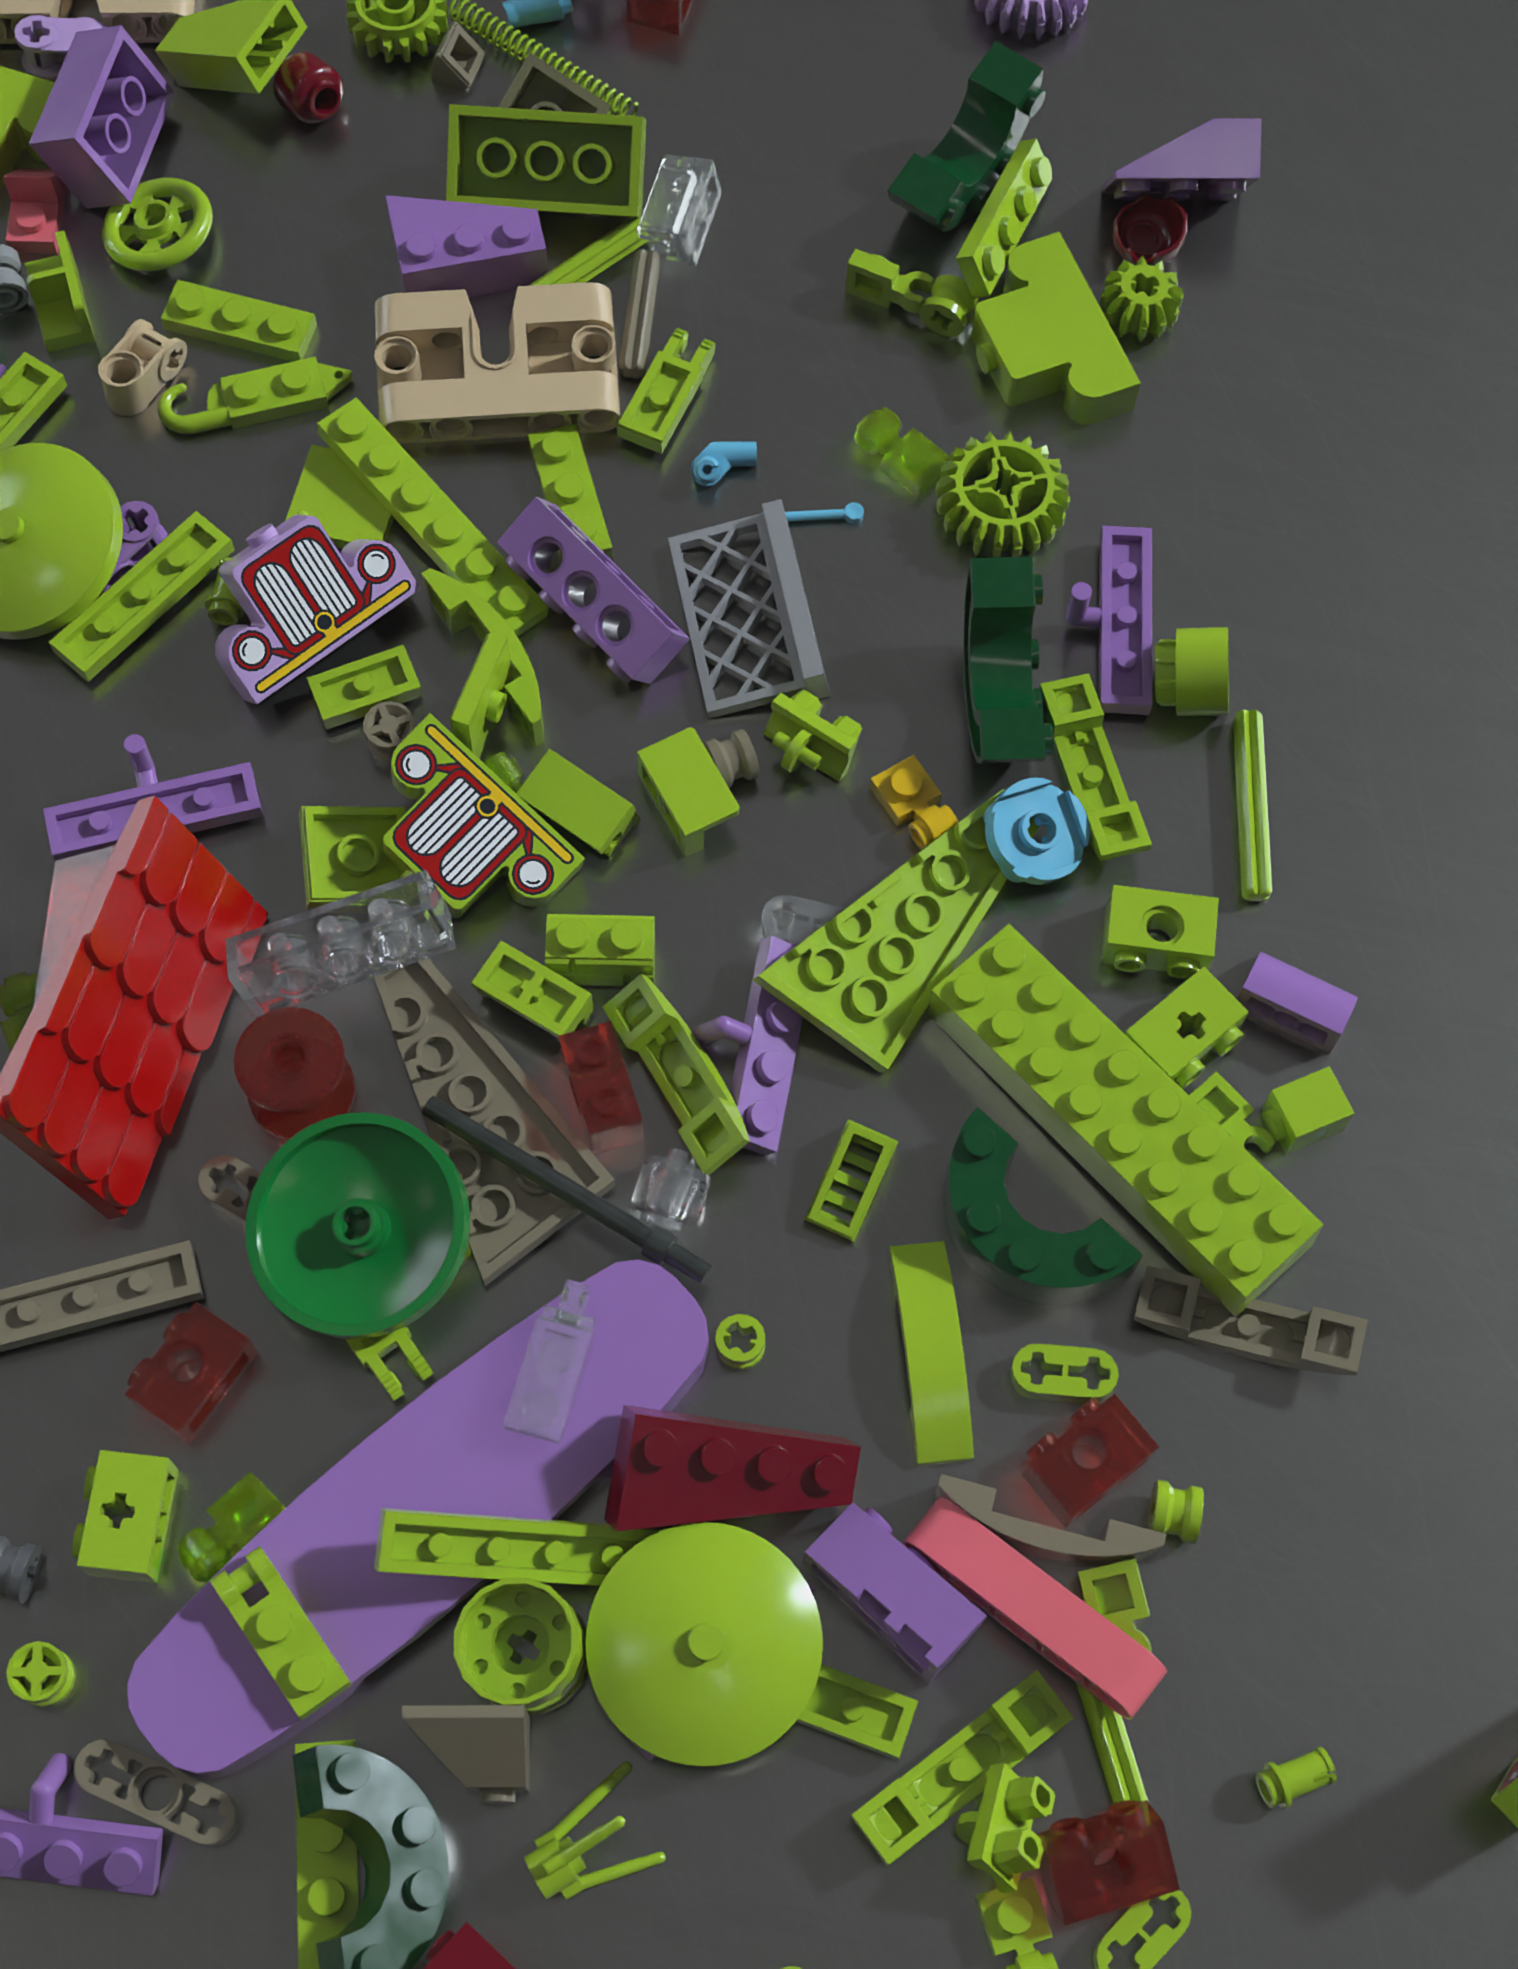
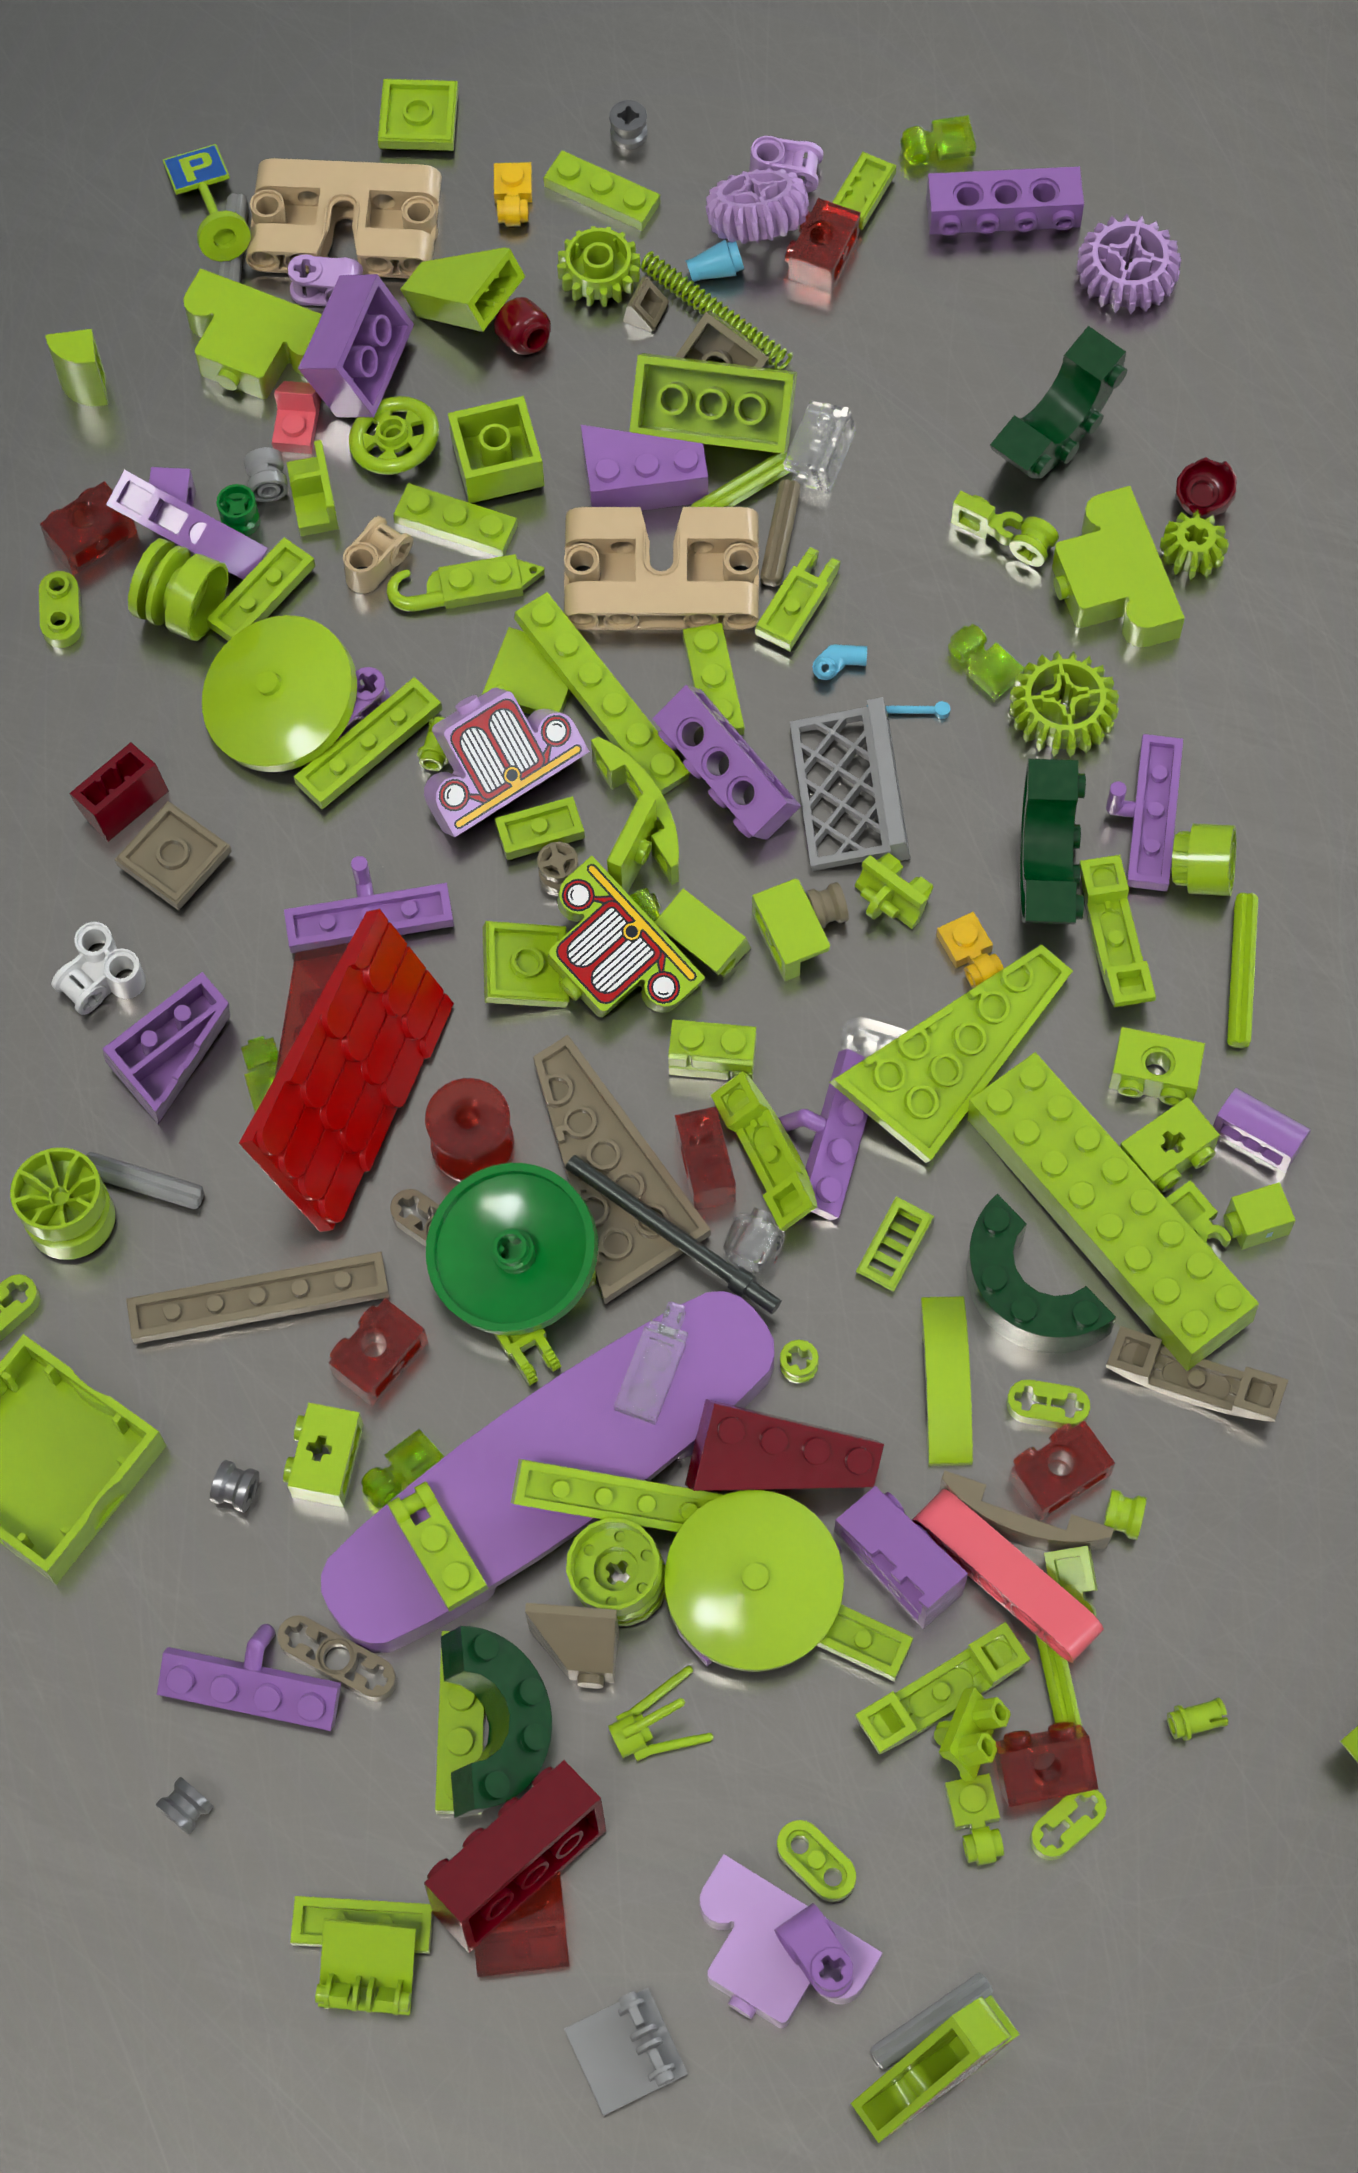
camera: 10 degrees right, 0 degrees up
(28, 1671) = (252, 1556): lime wheel -> none
(283, 232) = (496, 449): none -> lime brick
(340, 943) = (510, 1031): clear brick -> none
(533, 991) = (658, 1079): lime hinge -> none
(1004, 218) = (1086, 470): lime plate -> none
(1013, 847) = (1050, 998): medium azure plate -> none
(1212, 158) = (1262, 429): medium lavender slope -> none

